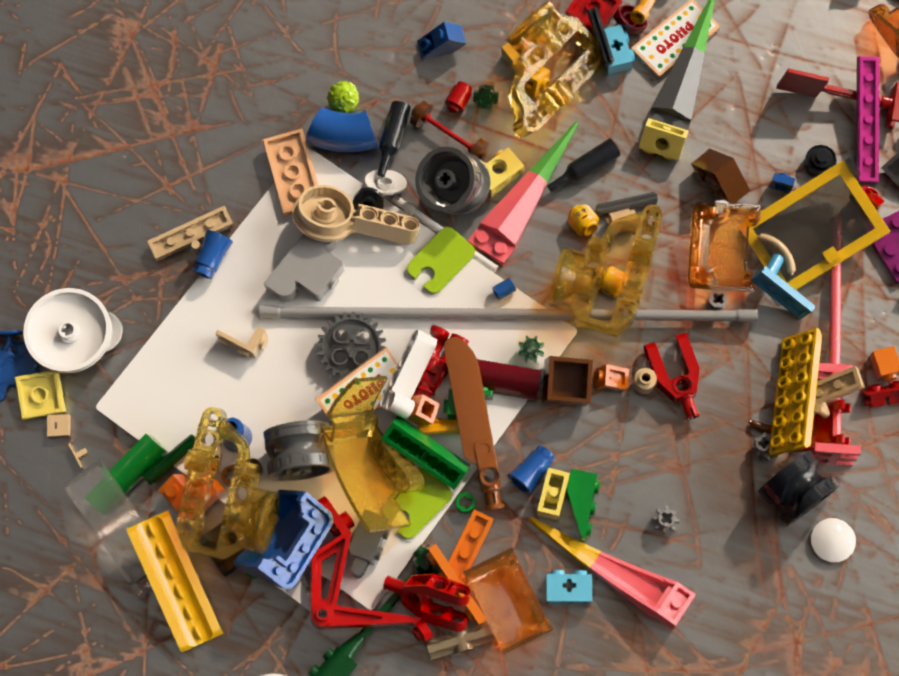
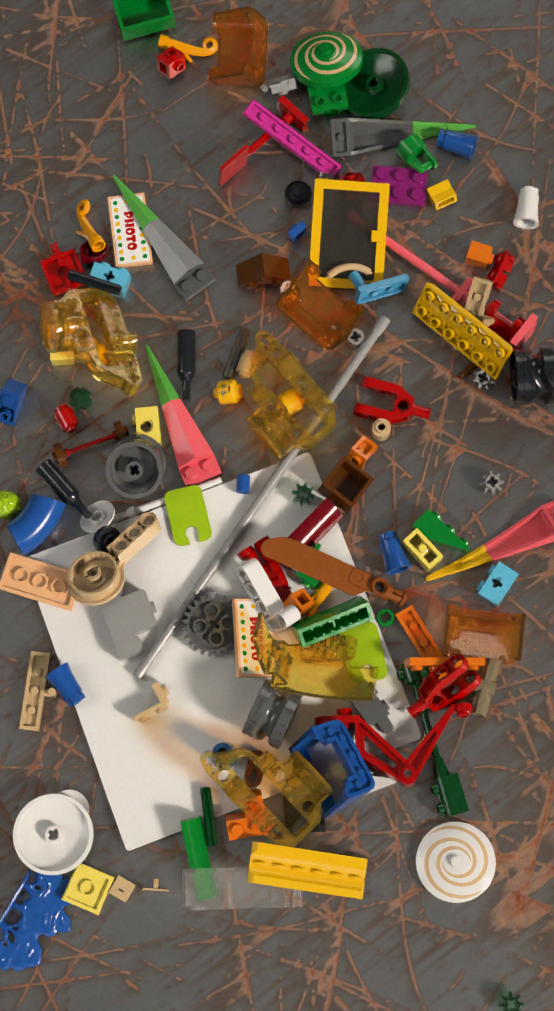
camera: 60 degrees left, 5 degrees up
(673, 135) = (209, 283): light yellow brick -> none

